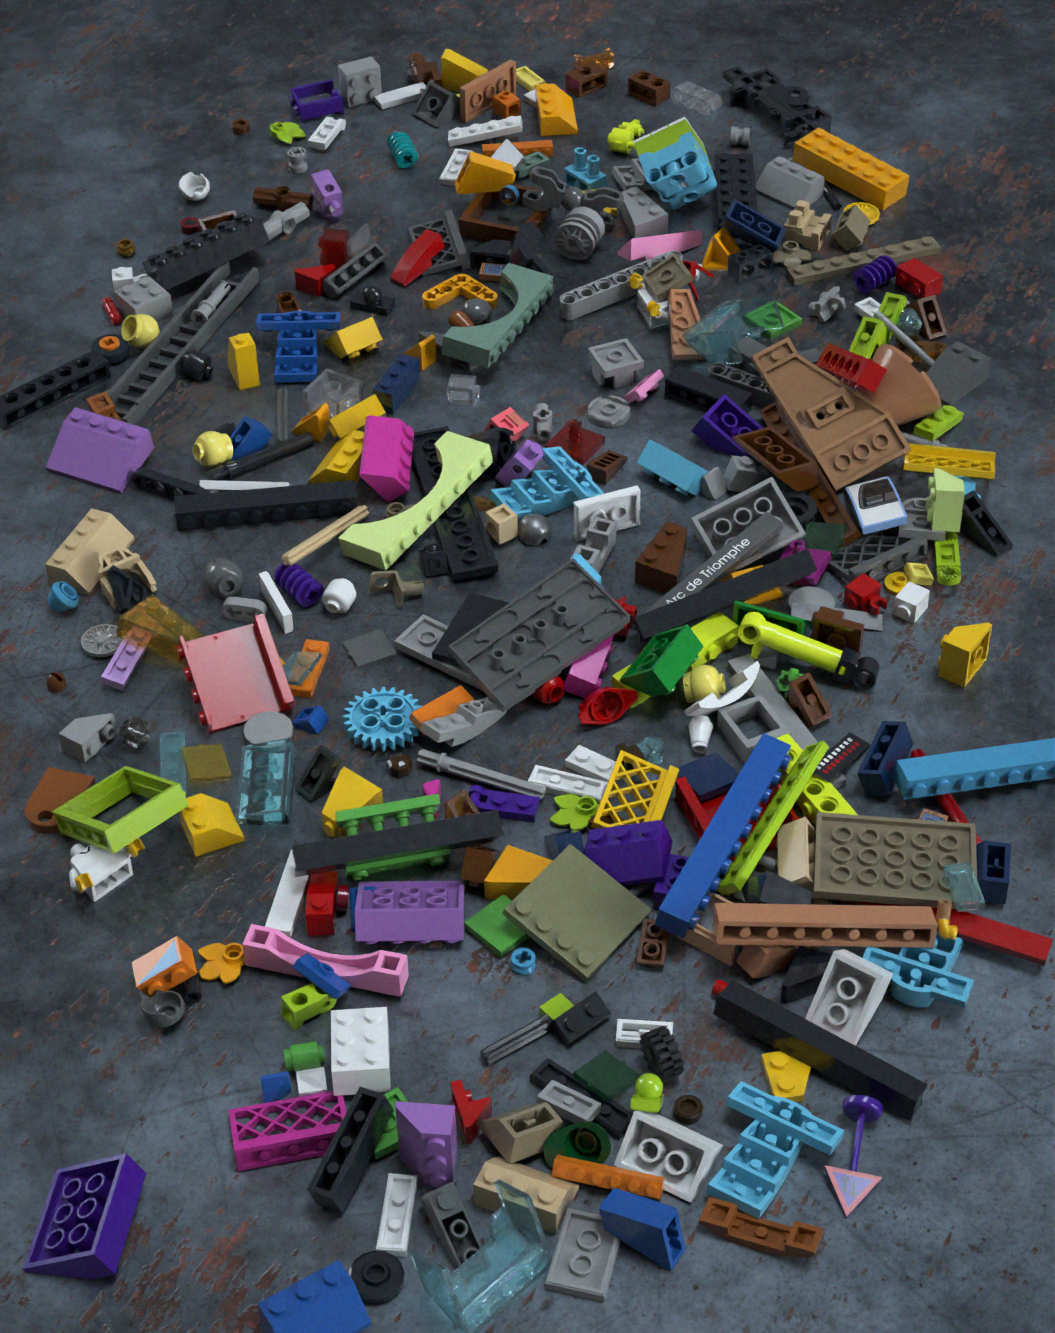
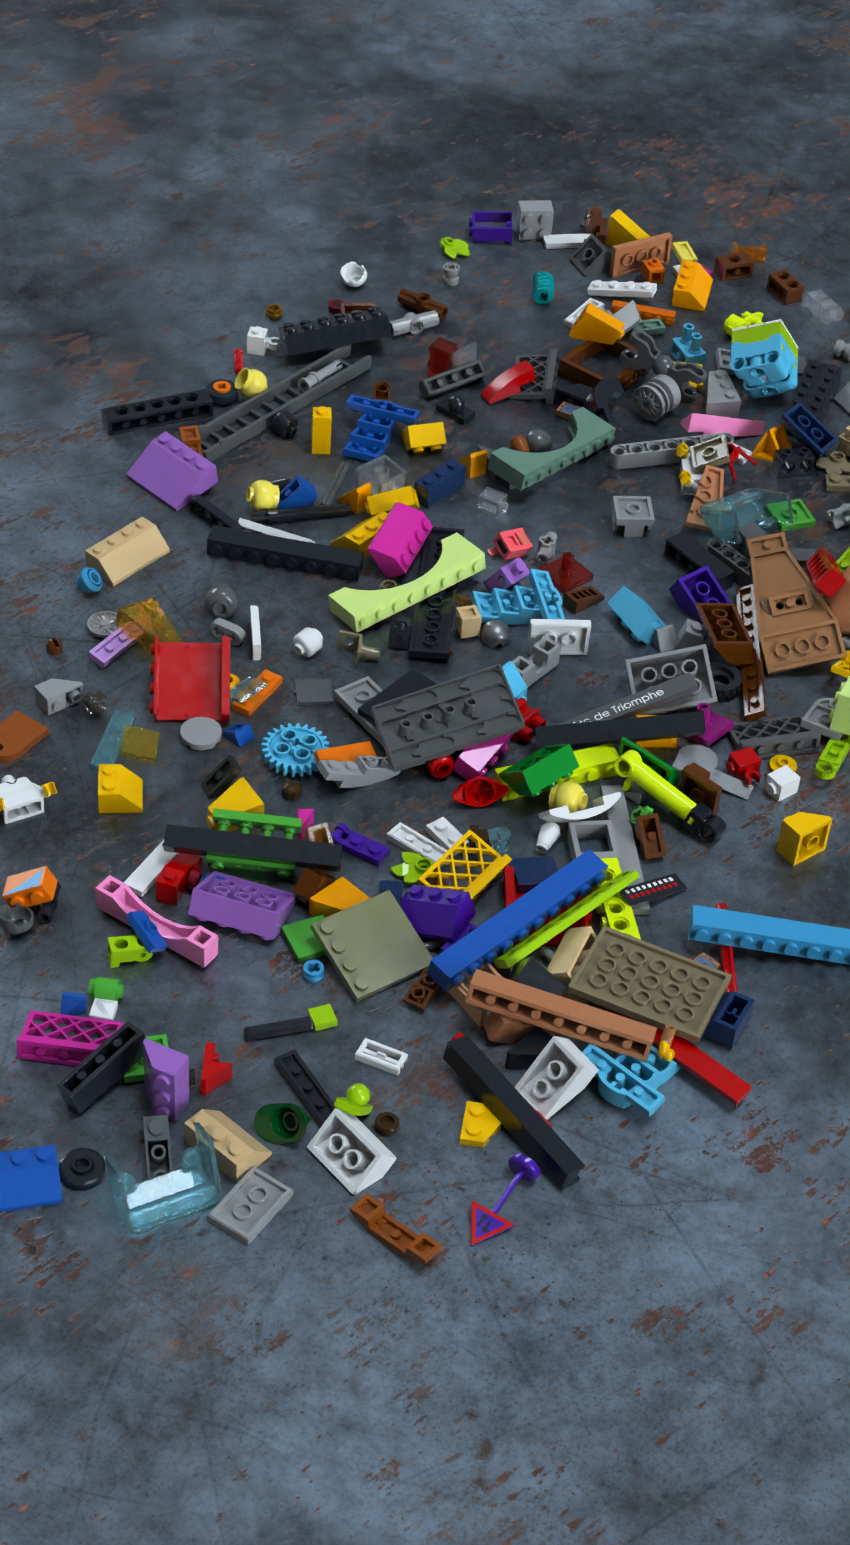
camera: 15 degrees right, 0 degrees up
(76, 815) = (18, 752): lime window -> none
(126, 589) = (140, 587): black wing -> none
(127, 562) = (145, 573): tan piece -> none
(144, 298) = (267, 358): light grey brick -> none
(222, 961) = (79, 899): light orange plate -> none
(240, 126) = (418, 233): reddish brown tile -> none
(266, 783) = (179, 773): clear light blue slope -> none
(298, 584) = (279, 622): dark purple piece -> none
(311, 278) = (412, 376): red slope -> none
(324, 535) = (318, 590): tan axle -> none
(326, 133) = (487, 257): white plate -> none
(326, 194) = (458, 316): medium lavender torso -> none
(360, 1050) = (150, 997): white brick -> none
(397, 1214) = (121, 1127): white tile -> none
(458, 285) = (533, 415): light orange beam -> none
(479, 774) = (326, 798): light grey axle -> none
(500, 444) = (496, 556): black cone -> none
(509, 195) = (611, 349): tile -> none
(521, 1130) = (243, 1096): dark tan slope -> none
(569, 1103) = (291, 1087): light grey plate -> none
(581, 1018) = (336, 1027): black plate -> none
(606, 1075) = (333, 1077): clear green piece -> none
(608, 1176) = (296, 1153): orange piece -> none
(609, 411) = (608, 554): light grey tile -> none
(644, 1225) = (302, 1197): blue slope -> none
(649, 383) = (653, 540): bright pink plate -> none
(662, 1053) = (383, 1074): black tyre -> none
(663, 559) = (589, 687): reddish brown wedge -> none
(767, 1148) = (431, 1172): medium azure slope -> none
(825, 536) = (735, 708): clear green piece -> none
(876, 505) = (793, 694): slope -> none
(878, 767) = (699, 890): dark blue brick -> none
(918, 573) = (802, 762): light yellow tile -> none
(964, 886) = (693, 1020): clear light blue tile -> none

